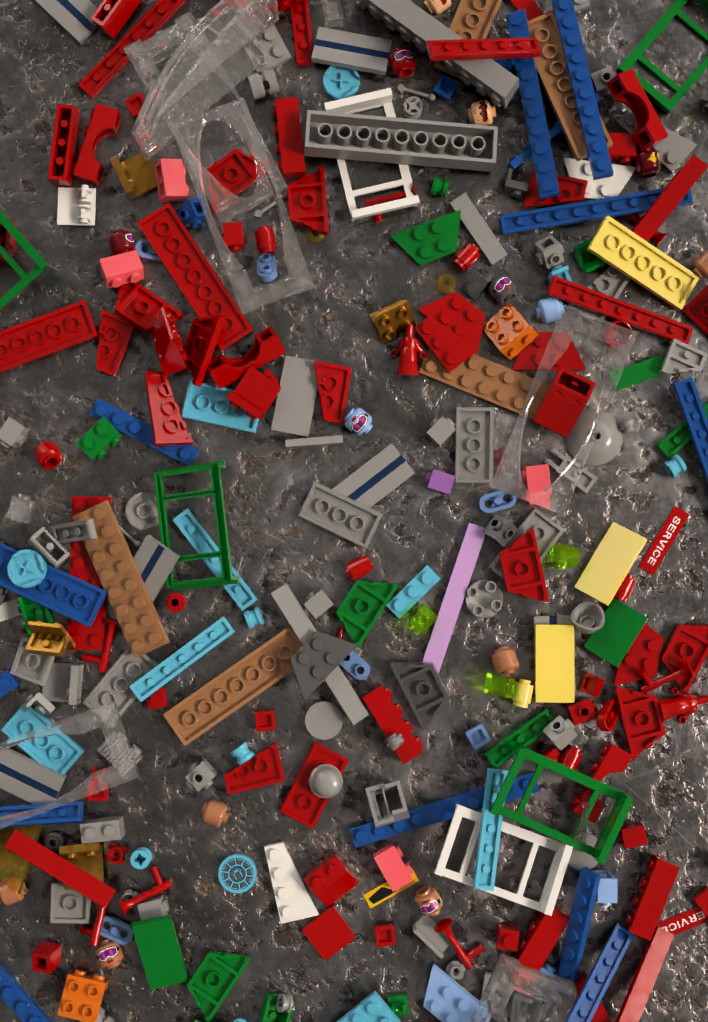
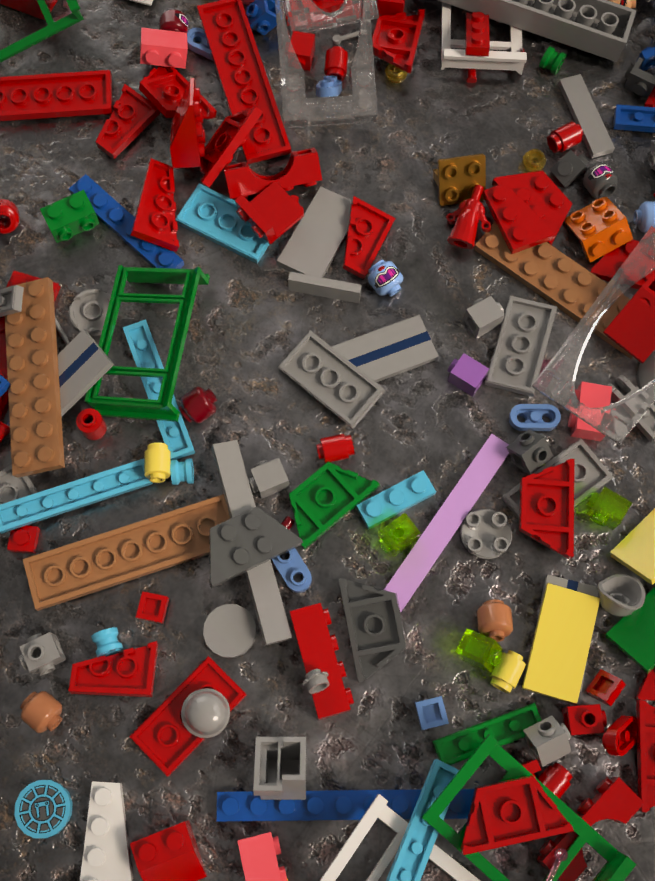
camera: 20 degrees right, 15 degrees down
(235, 618) = (157, 462): none -> light yellow brick
(249, 564) = (198, 405): none -> dark red head
(374, 187) = (477, 34): none -> red plate
(431, 239) = (527, 110): green wing -> none
(546, 792) = (510, 815): none -> red wing

